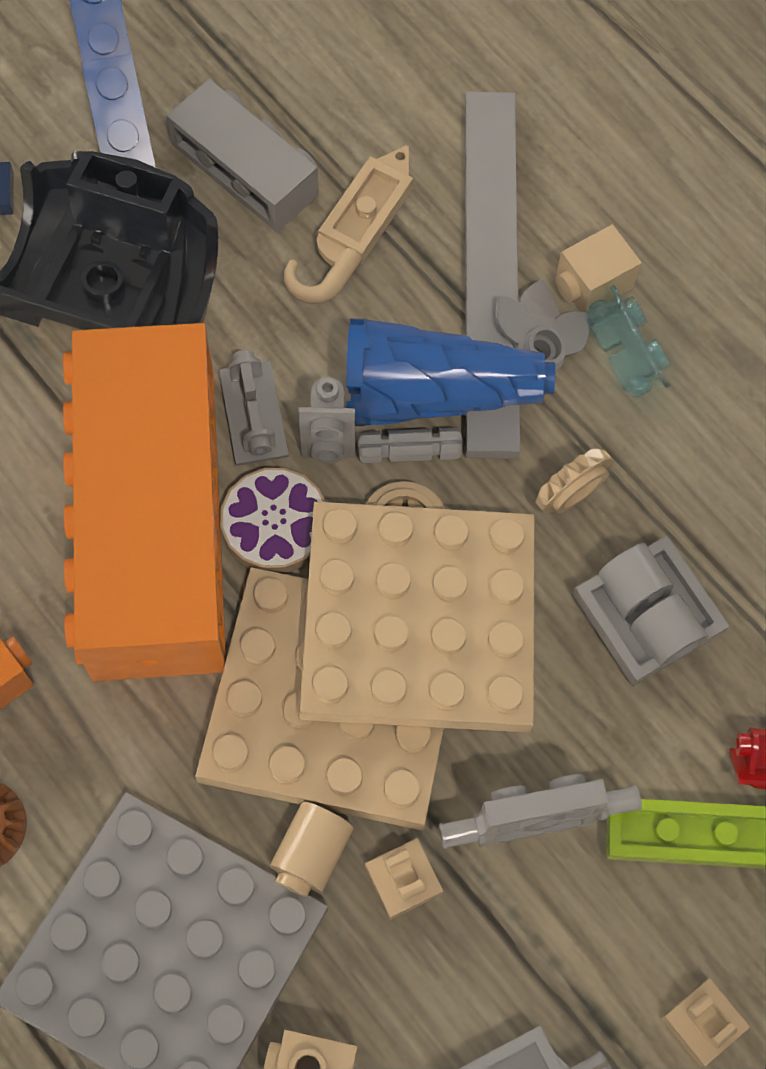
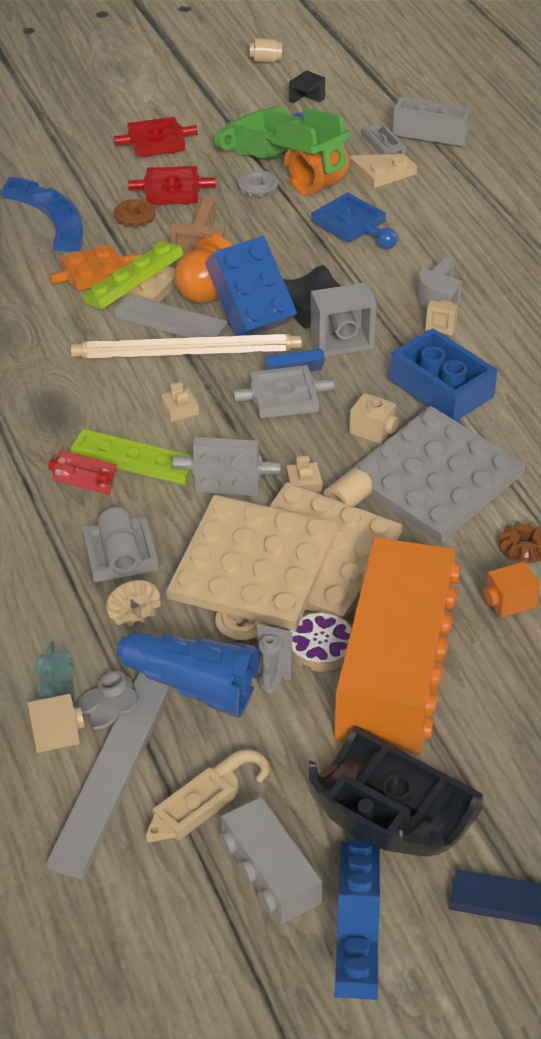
camera: 160 degrees left, 25 degrees down
(253, 410) = (315, 697): light grey hinge -> none

